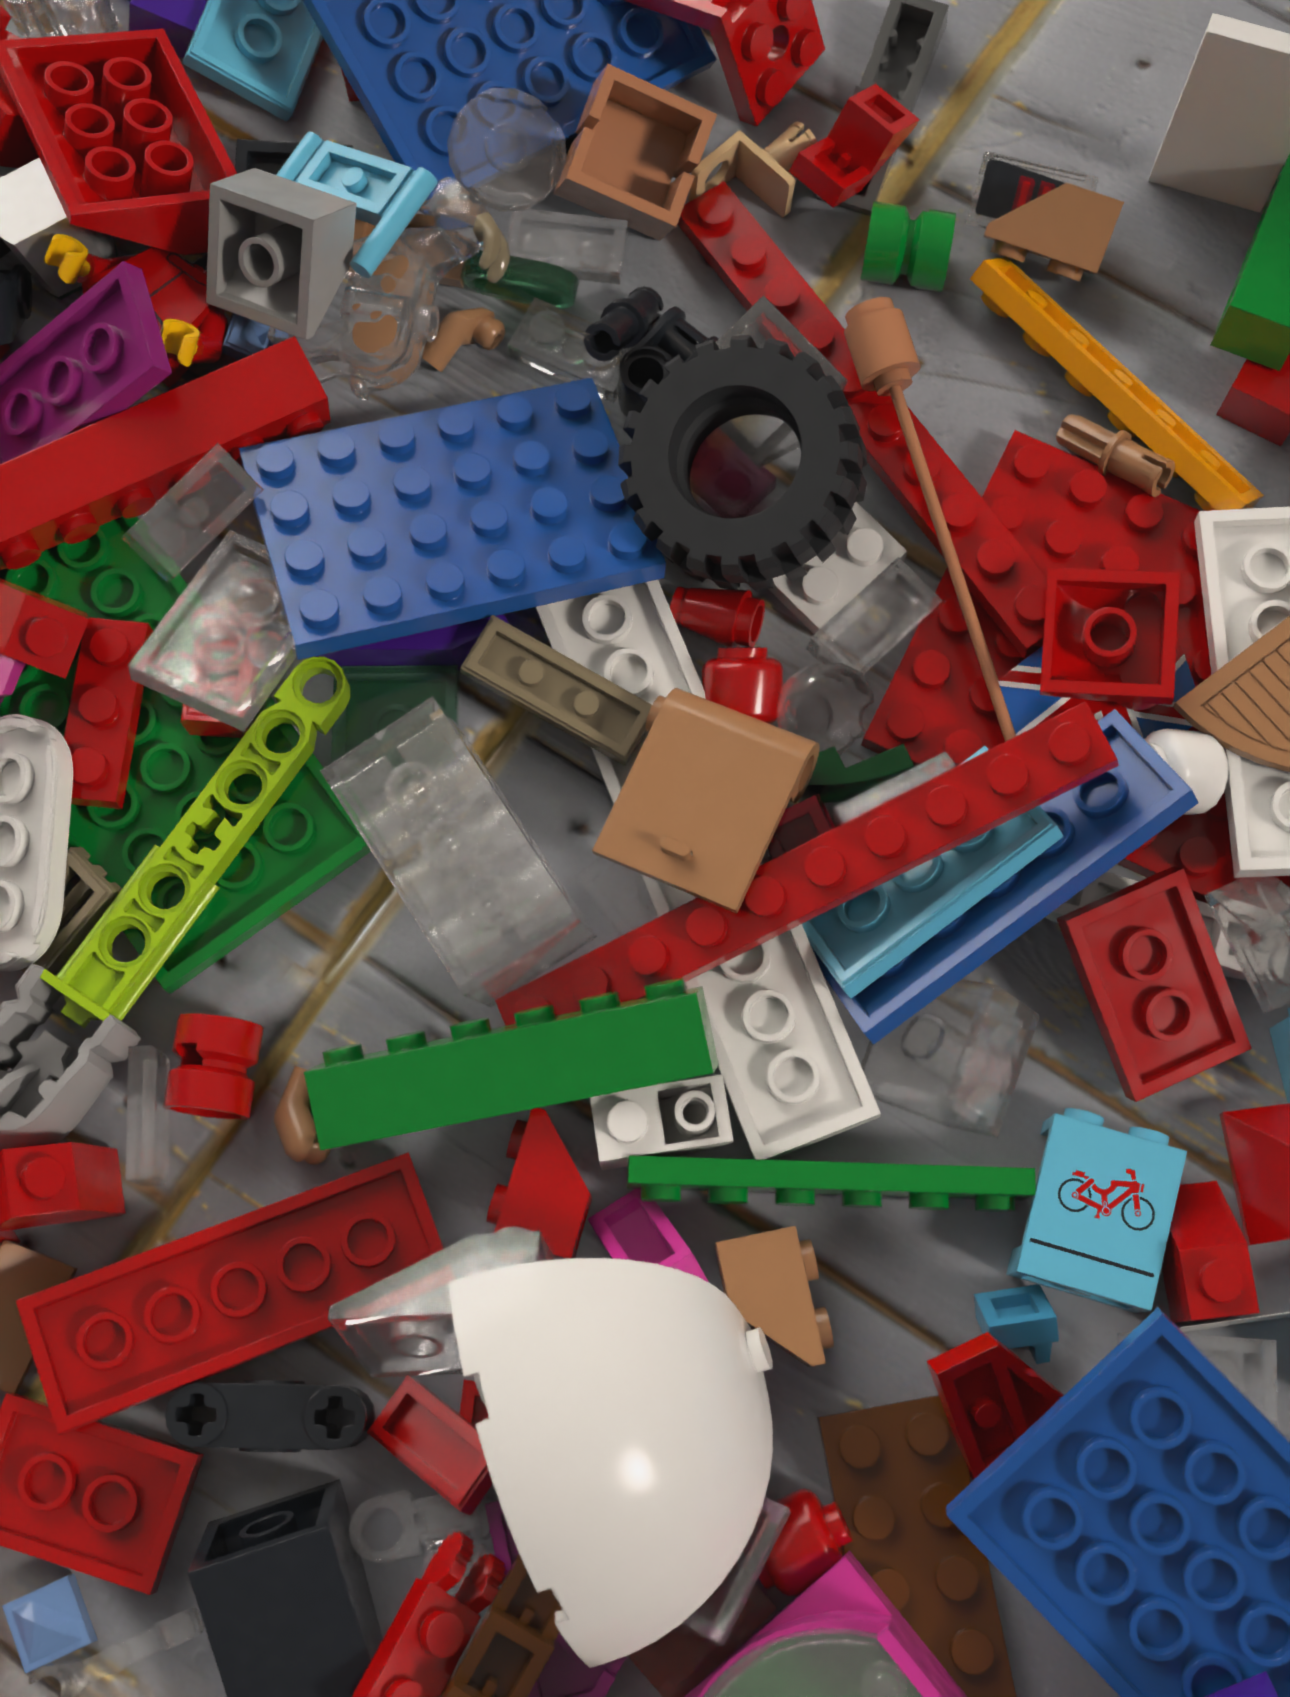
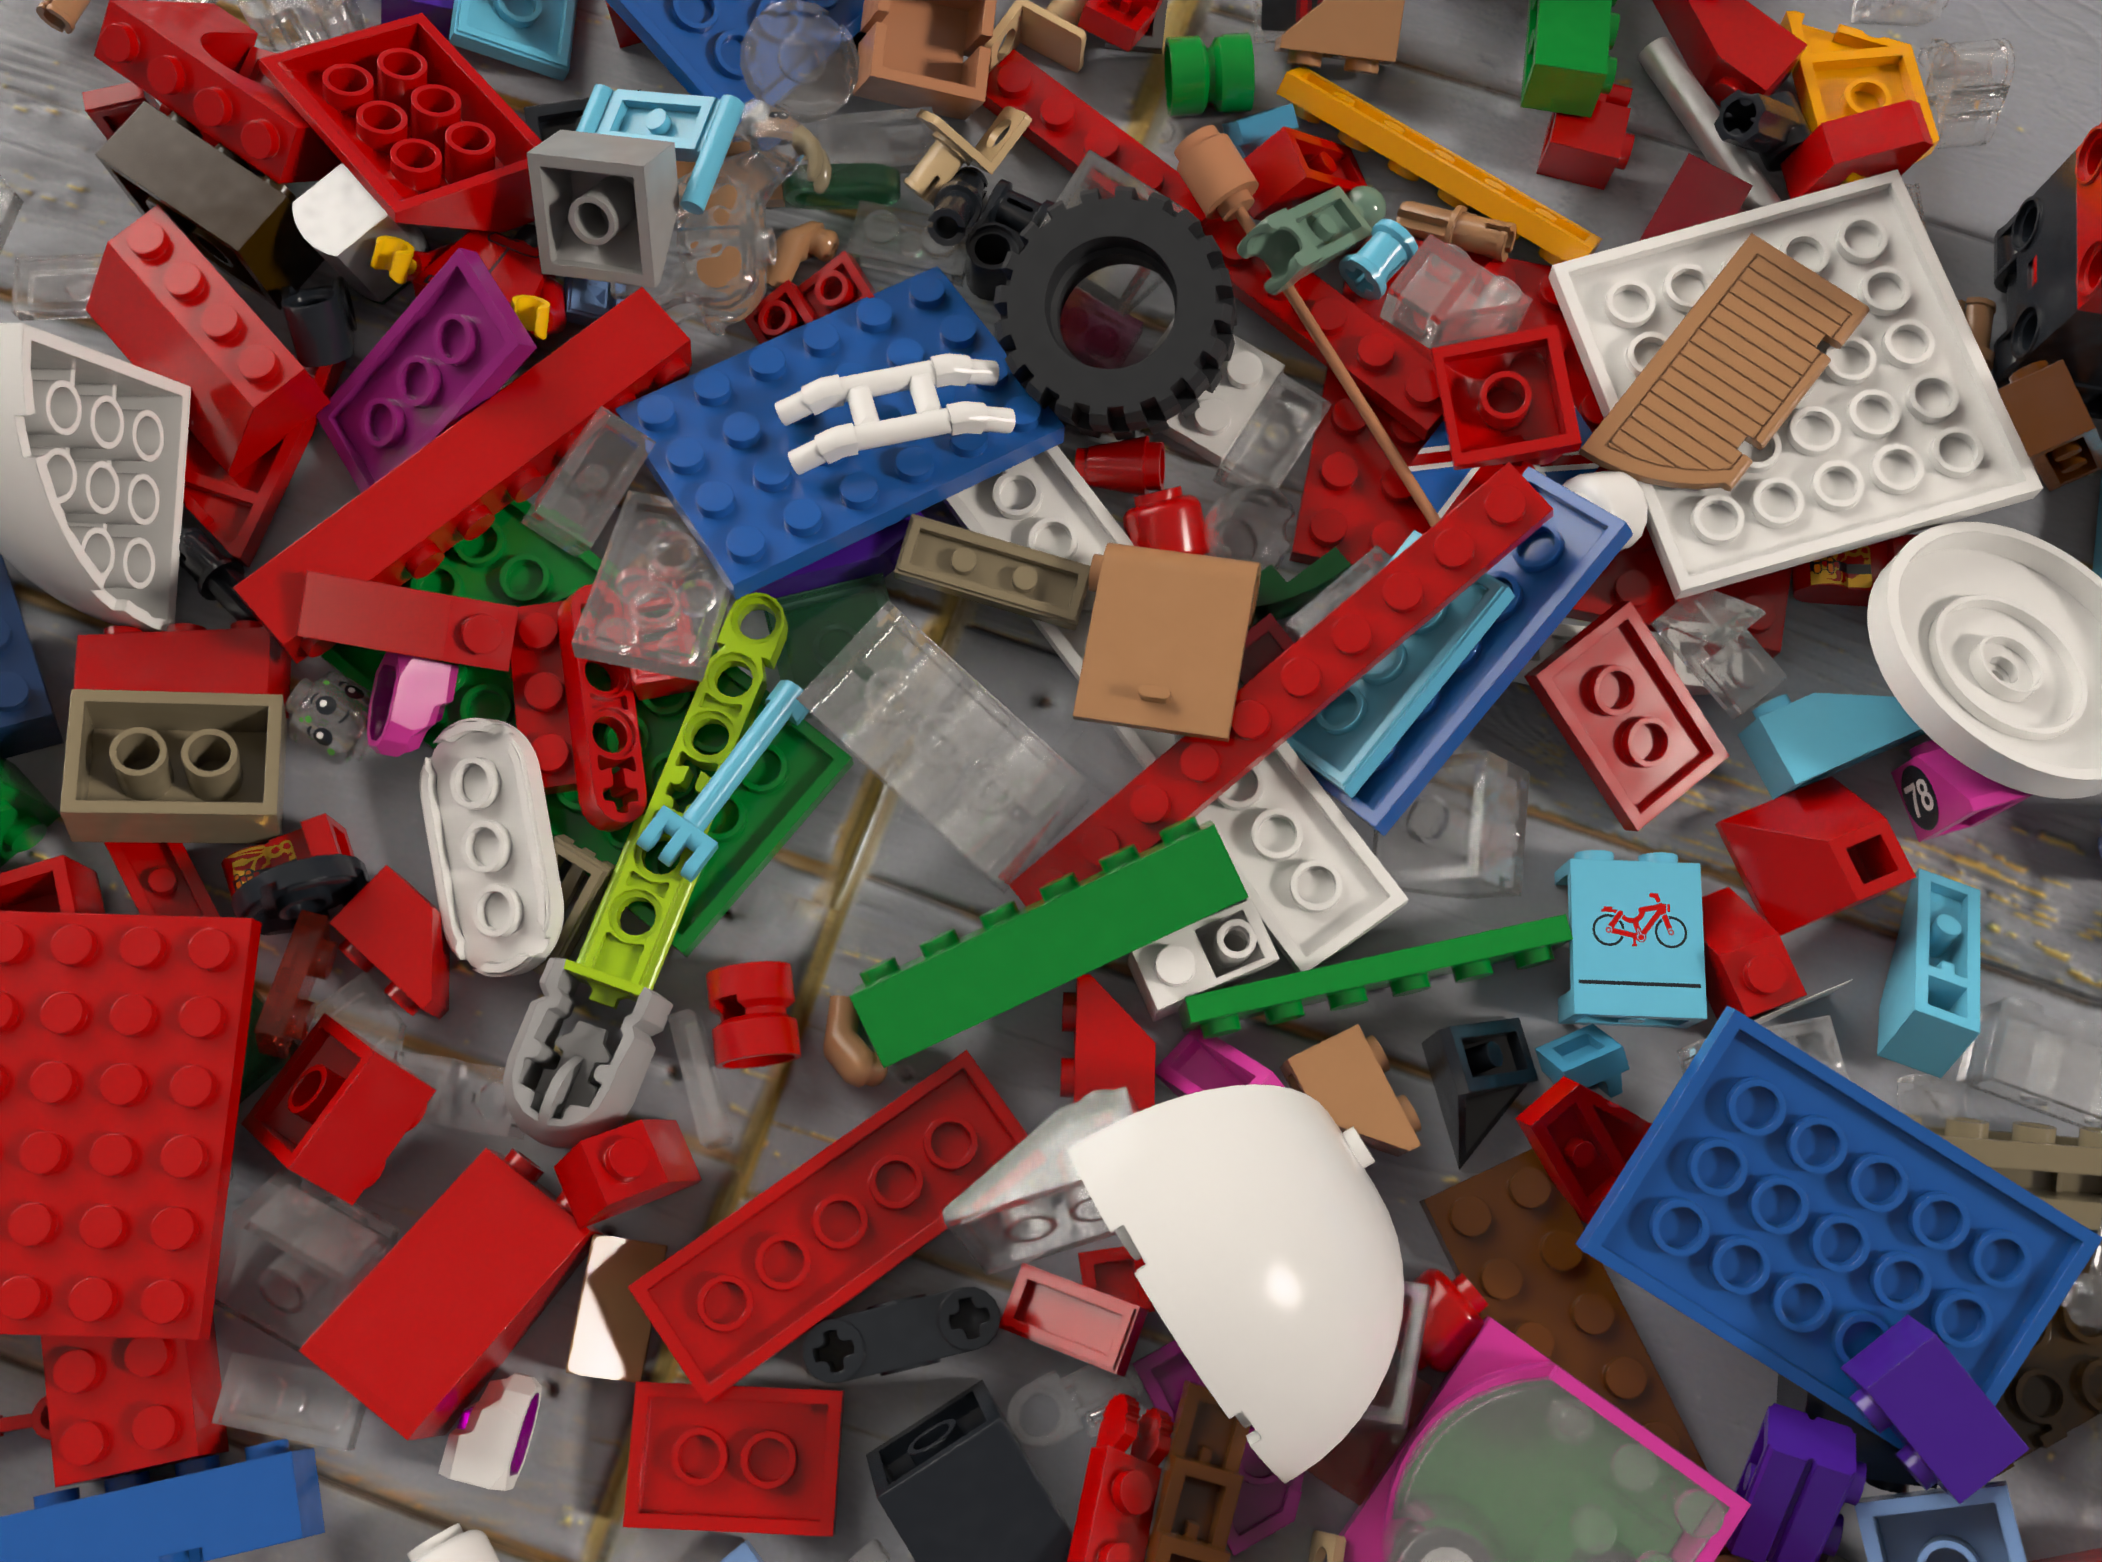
camera: 20 degrees left, 0 degrees up
(164, 742) = (613, 708): none -> red beam
(194, 872) = (690, 828): none -> medium azure hinge
(479, 378) = (824, 292): none -> red slope
(528, 529) = (870, 431): none -> white piece
(631, 269) = (953, 151): none -> tan bracket
(909, 1309) = (1477, 1077): none -> black slope
(952, 310) = (1255, 129): none -> dark azure tile
(965, 427) = (1313, 233): none -> sand green plate
(973, 369) = (1298, 168): none -> red slope
(1025, 467) = (1378, 259): none -> medium azure bush
(1086, 523) = (1452, 299): none -> clear slope

